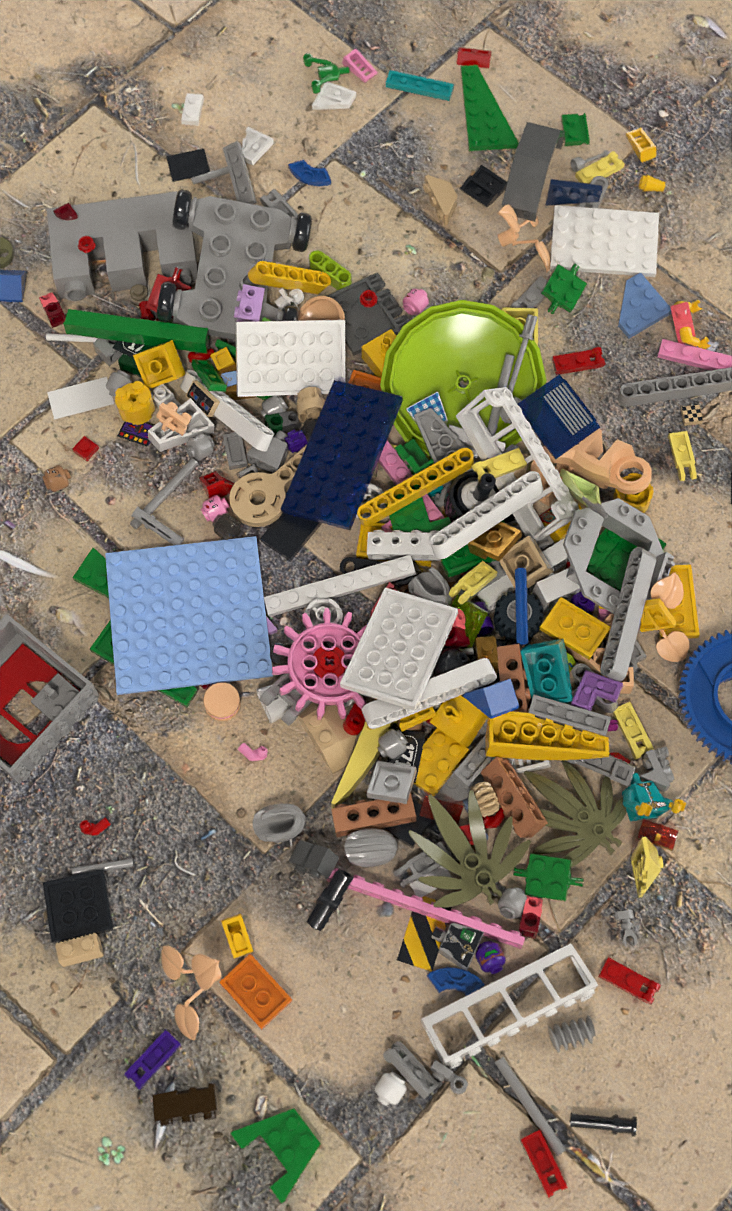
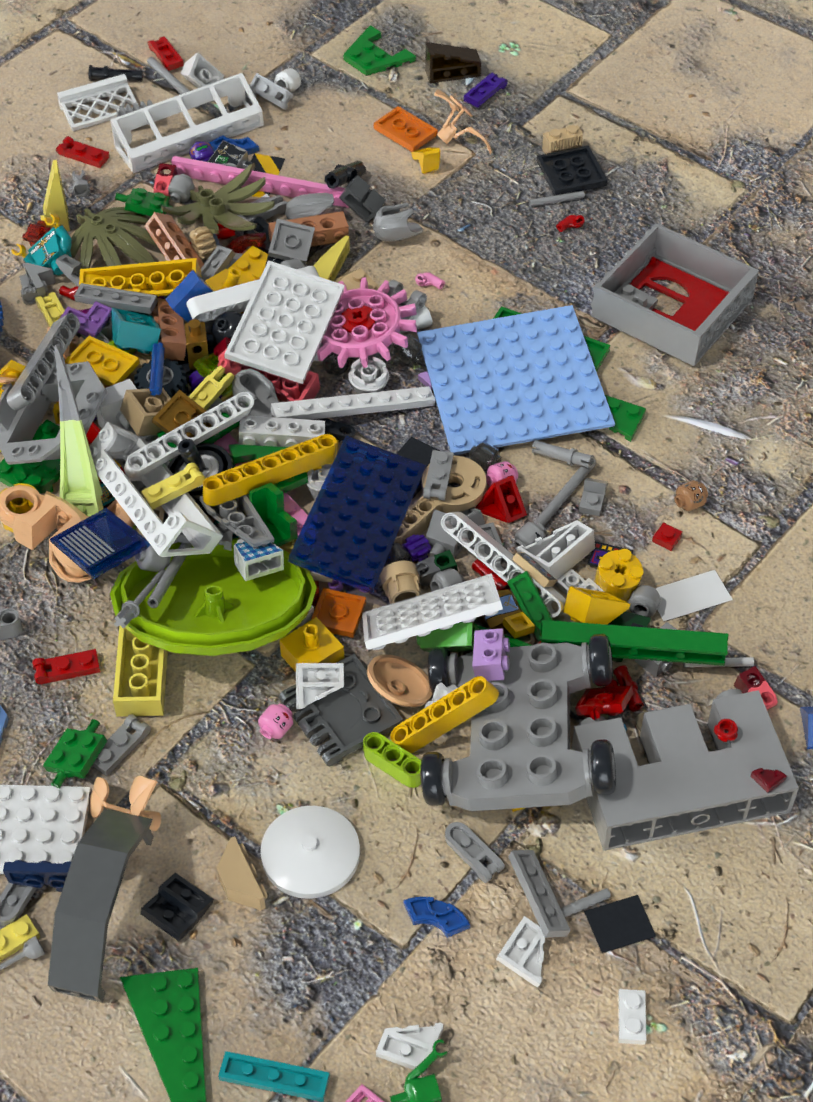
camera: 175 degrees right, 15 degrees down
(138, 491) = (593, 496): none -> light grey slope
(172, 420) = (566, 530): light nougat hips -> none
(222, 701) = (465, 310): light nougat head -> none
(270, 497) = (438, 475): none -> light grey plate
(368, 294) = (338, 709): red plate -> none
(382, 321) = (317, 681): none -> white wing
(393, 217) = (310, 852): none -> white dish
(496, 1103) = (200, 71): none -> white slope
(575, 129) = (31, 1013): green plate -> none
(624, 1084) = (94, 93): none -> white fence

